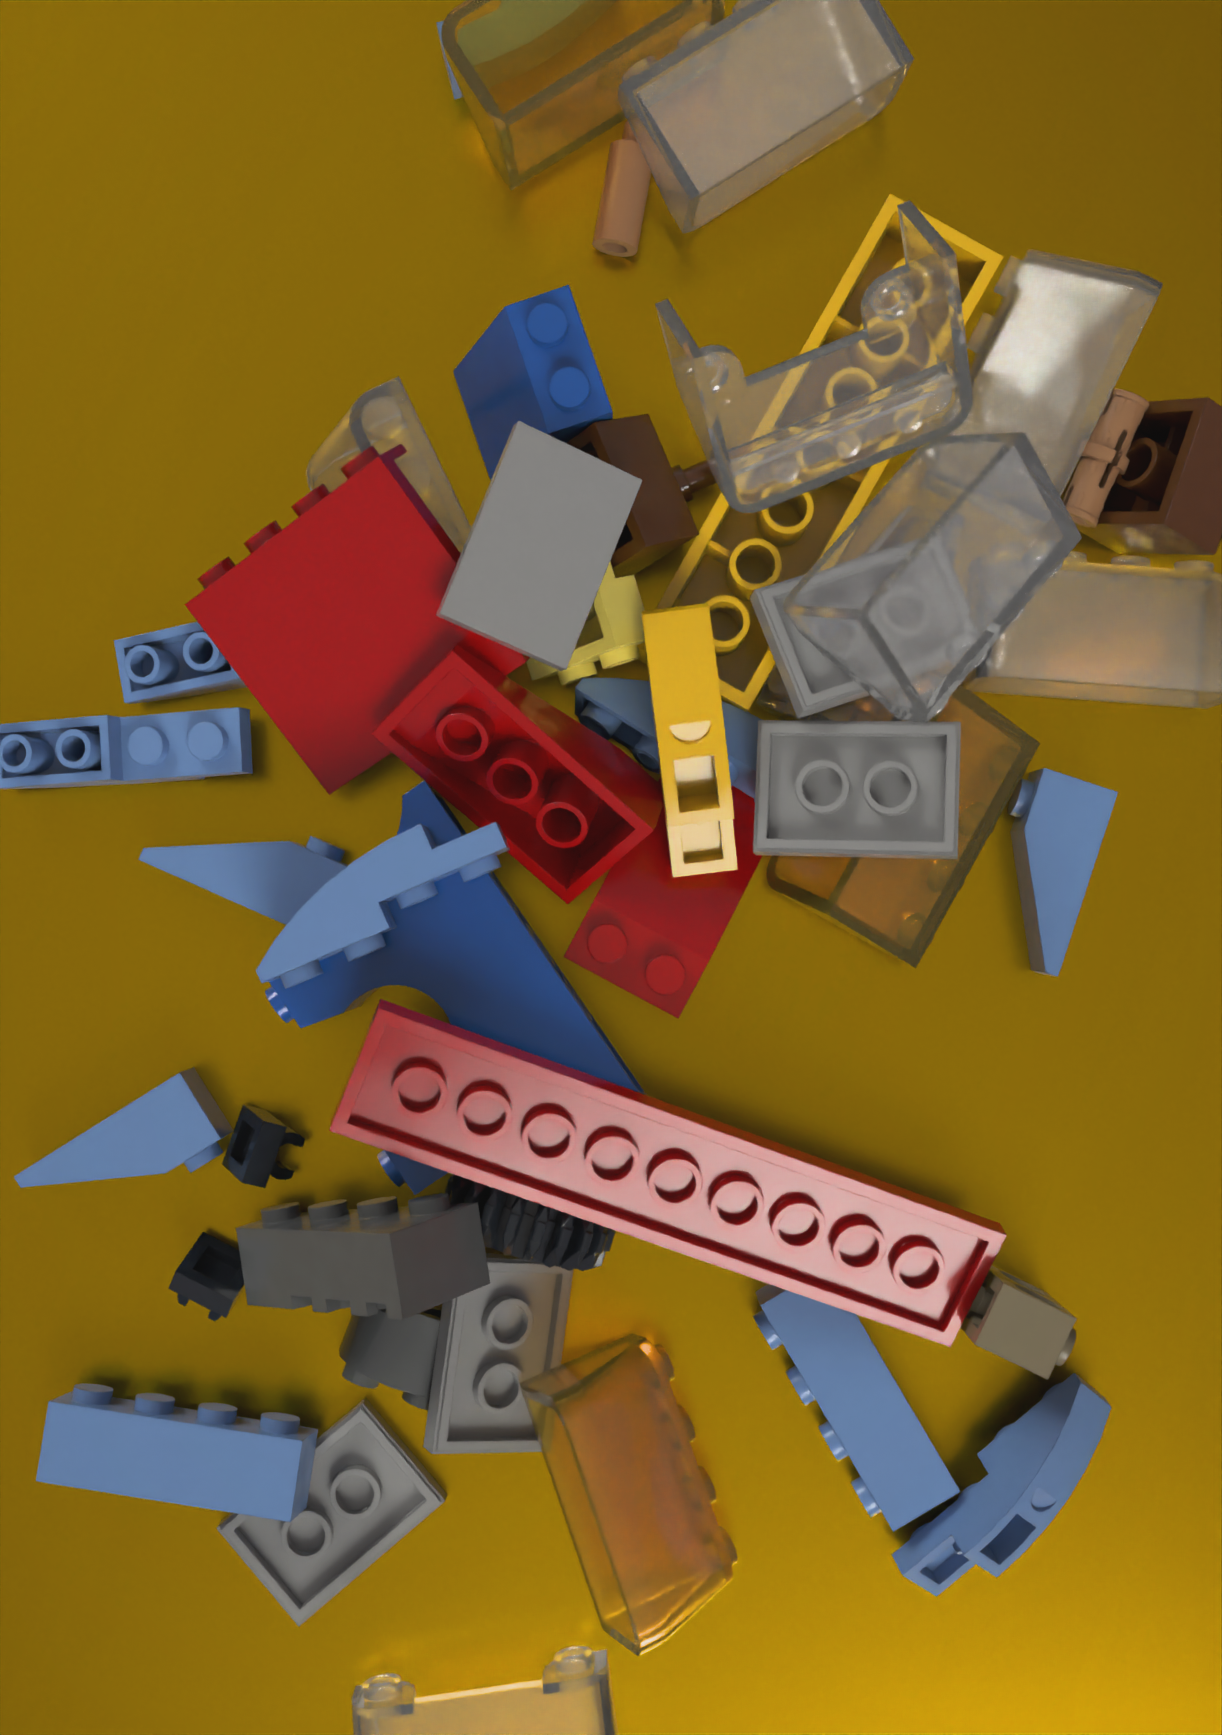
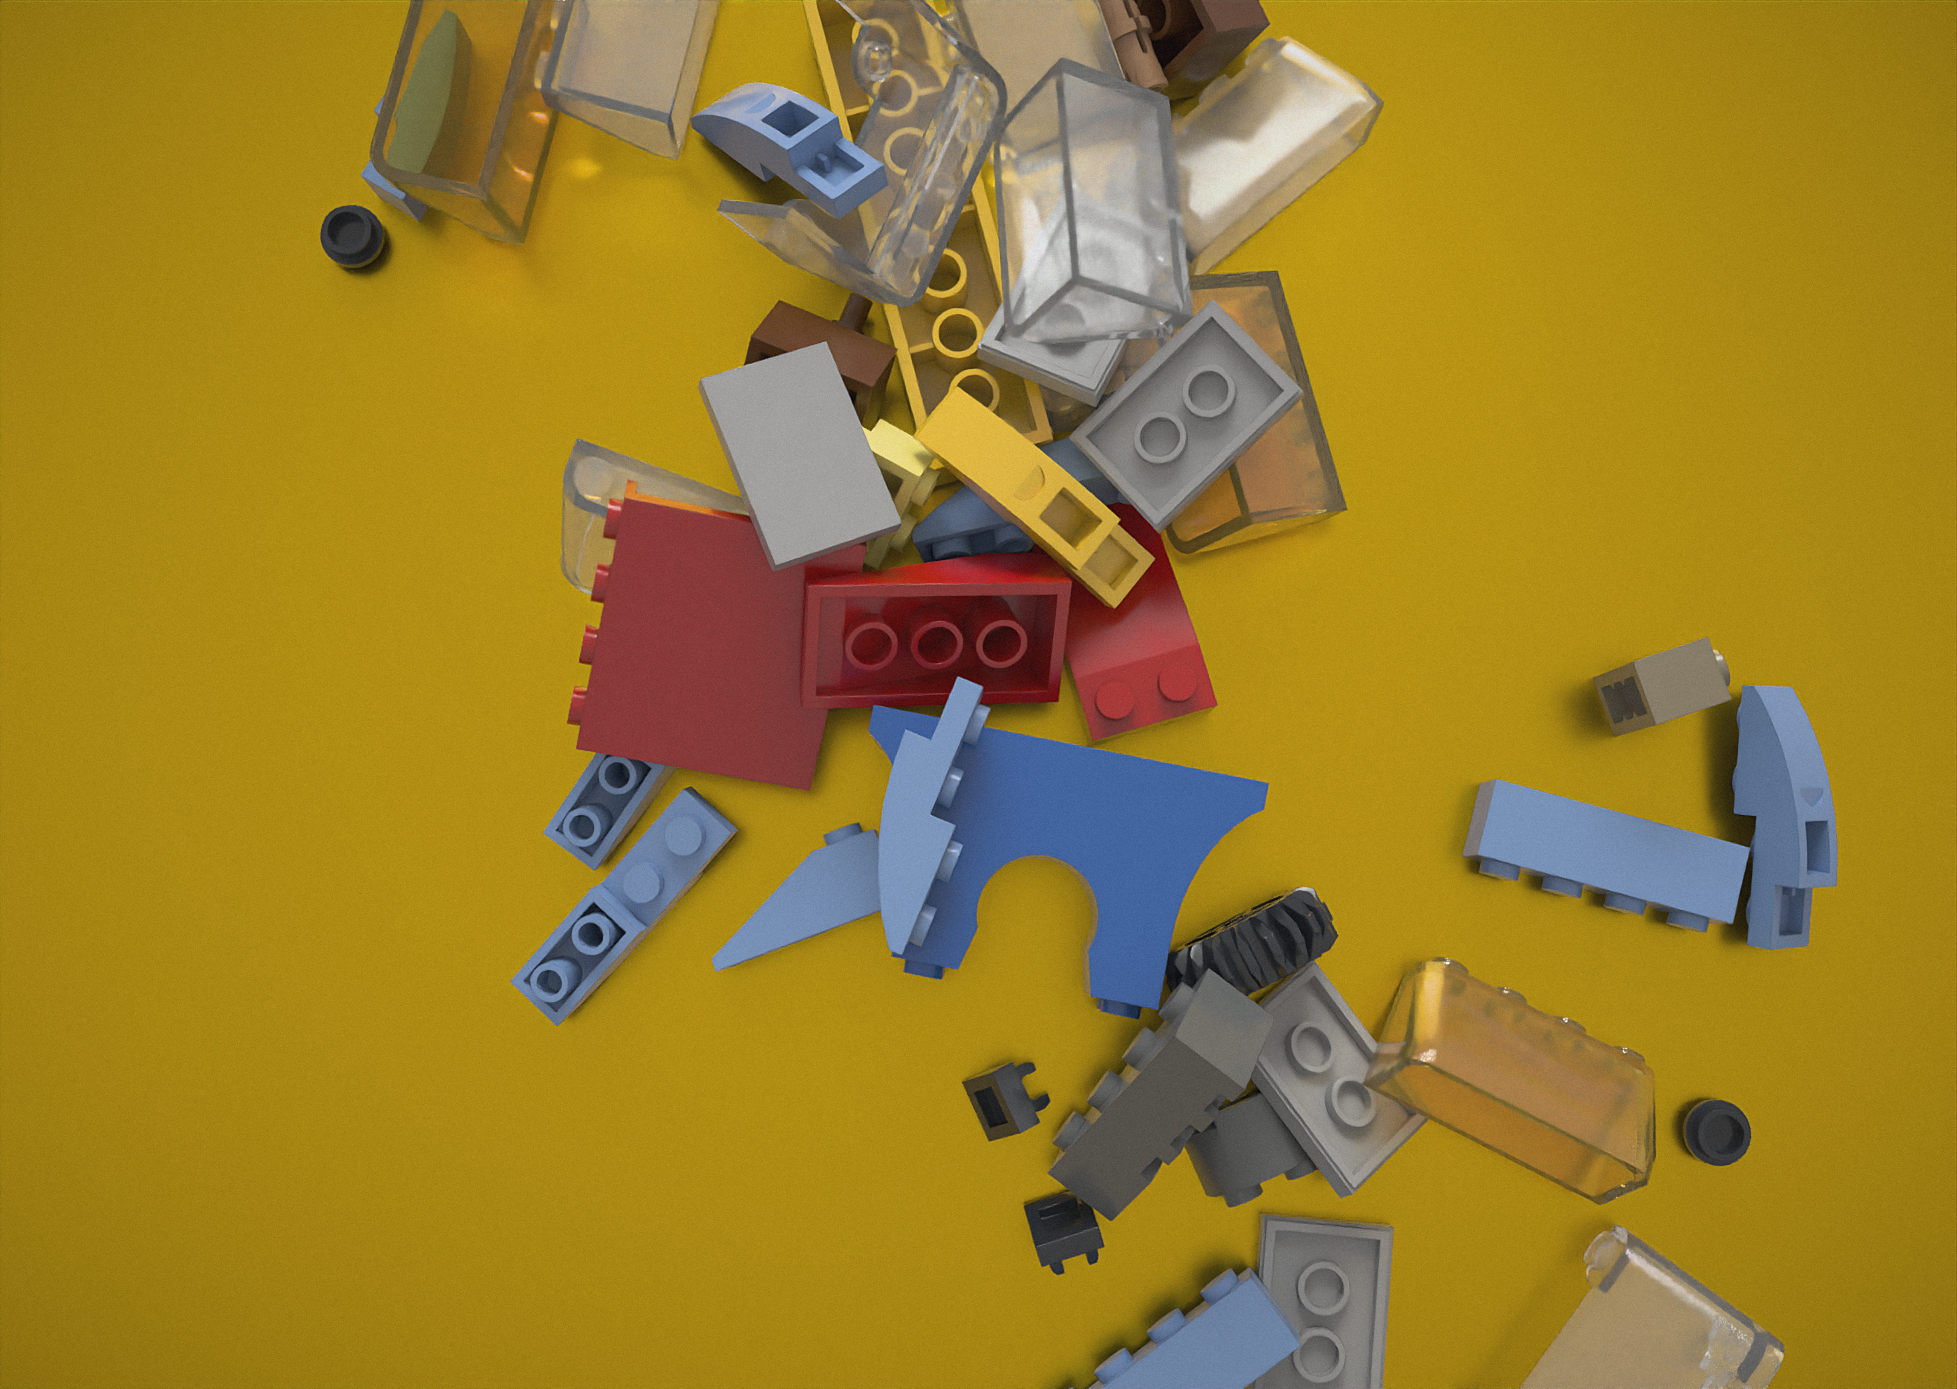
camera: 40 degrees left, 5 degrees down
(147, 1137) = (916, 1172): medium blue slope -> none
(392, 63) = (352, 236): none -> black plate
(532, 370) = (659, 348): blue slope -> none
(622, 198) = (608, 173): medium nougat cylinder -> none
(663, 1174) = (1317, 819): plate -> none
(739, 1659) = (1716, 1132): none -> black plate
(773, 304) = (793, 138): none -> medium blue slope
(1055, 851) = (1363, 339): medium blue slope -> none

